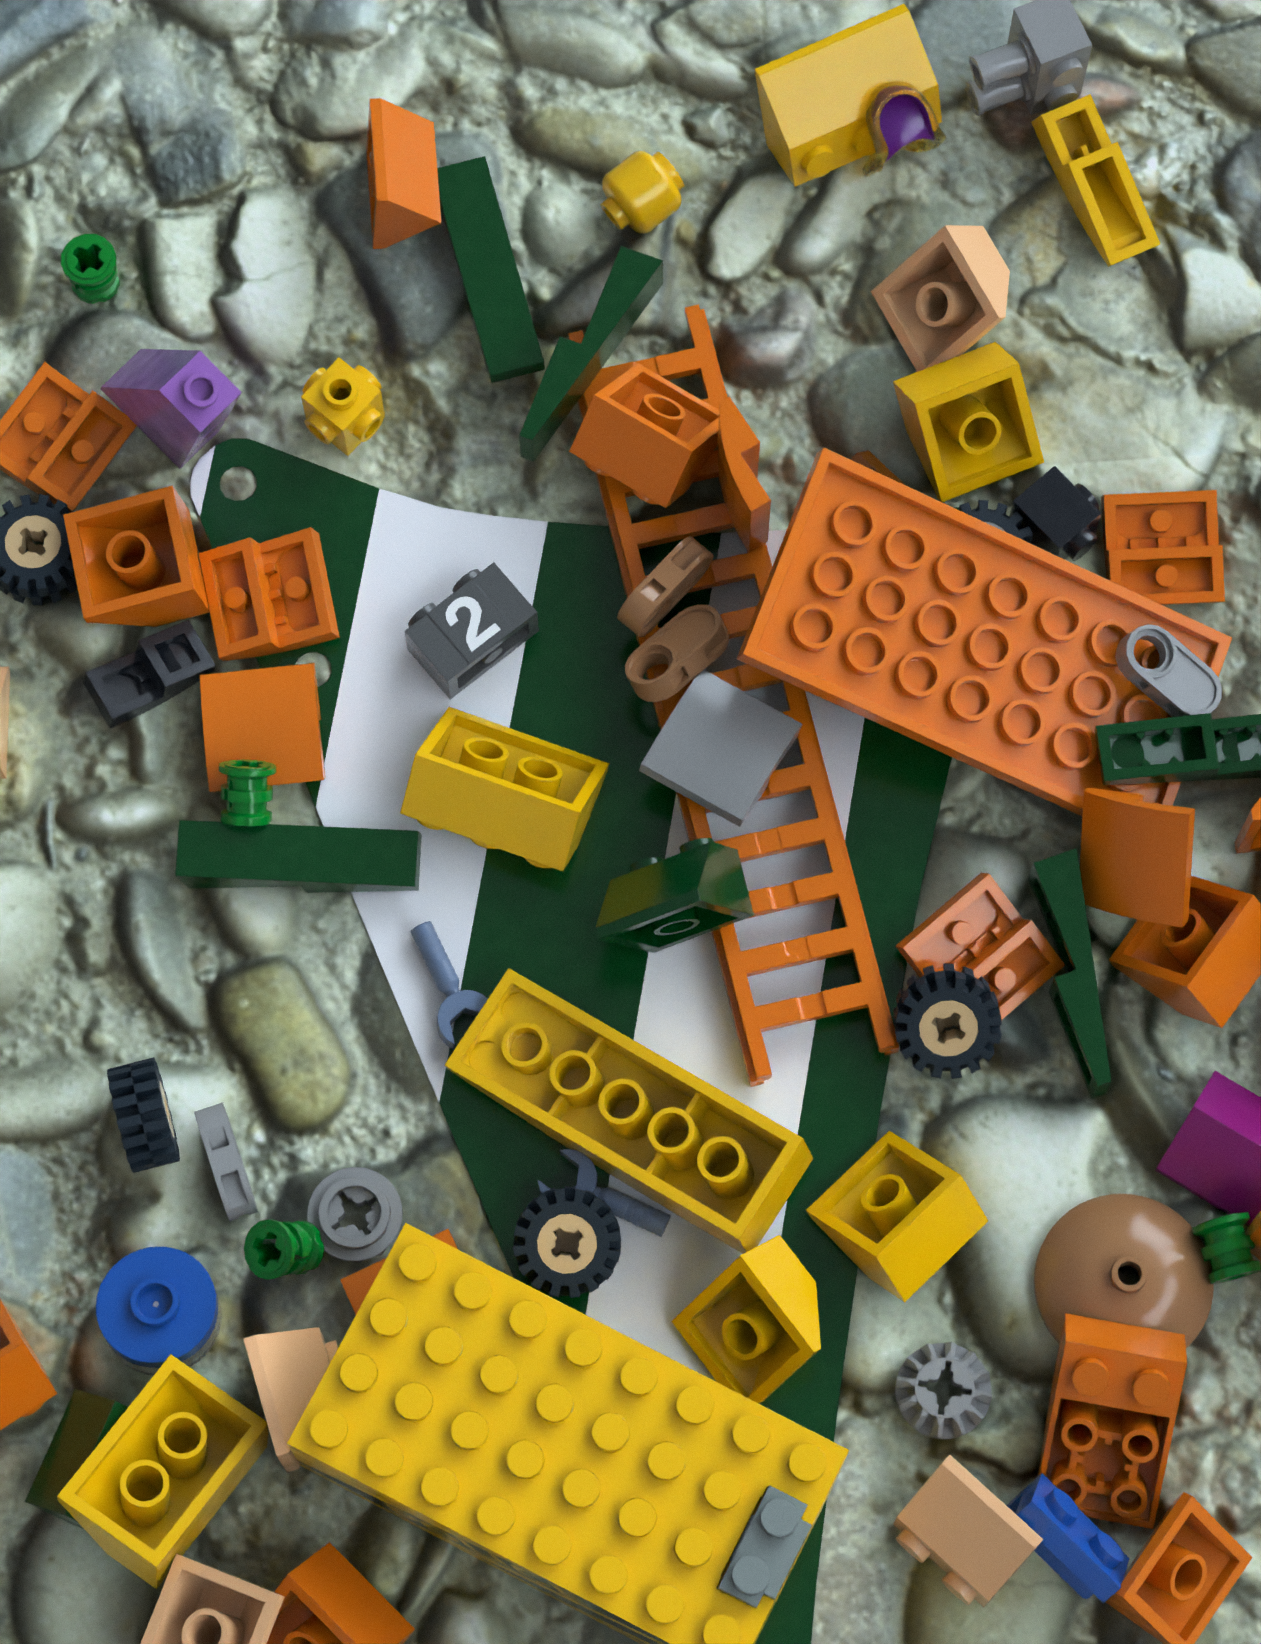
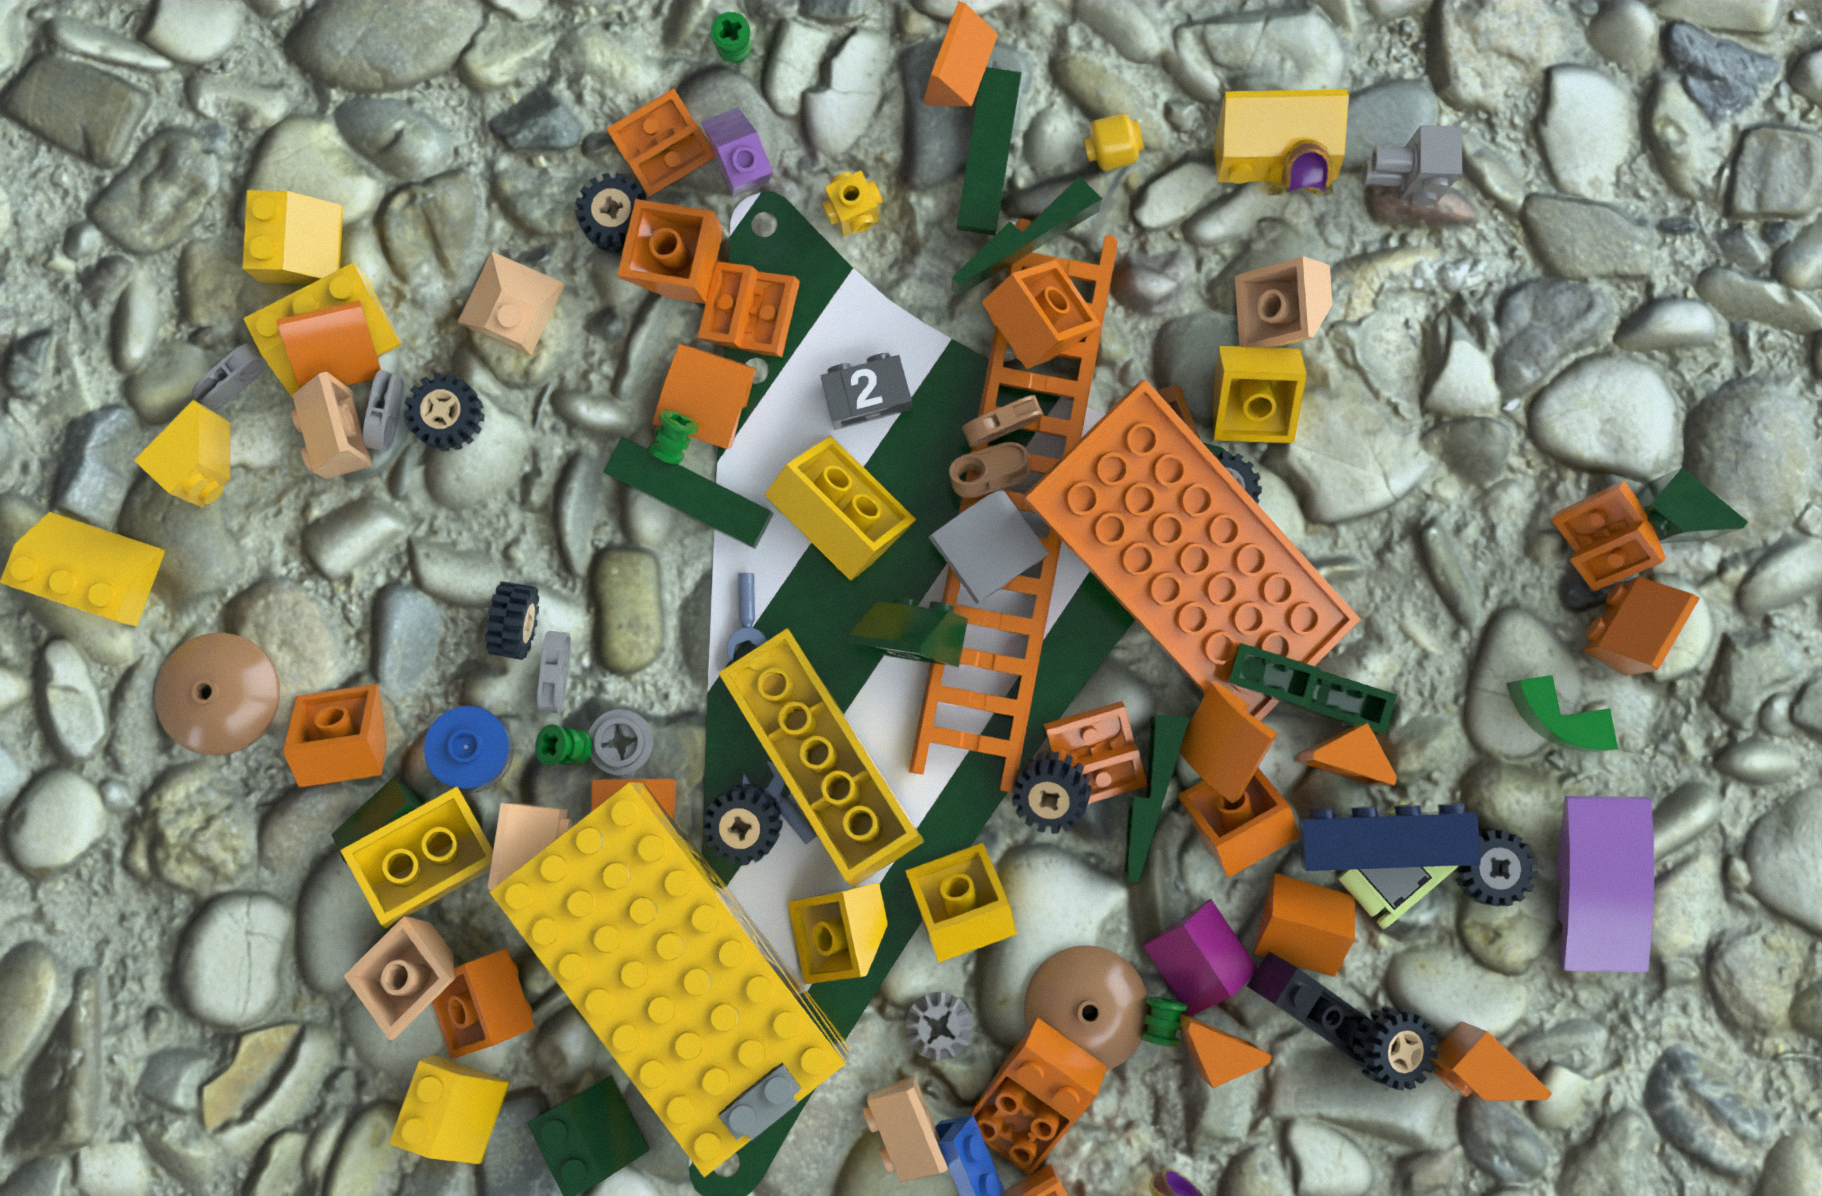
camera: 25 degrees right, 10 degrees up
(150, 675) = (649, 329): black slope -> none
(738, 477) = (1085, 366): orange slope -> none
(1059, 515) = (1285, 486): black brick -> none
(1096, 180) = (1420, 266): yellow slope -> none
(1164, 545) = (1345, 536): orange slope -> none
(1179, 682) = (1312, 634): light grey piece -> none

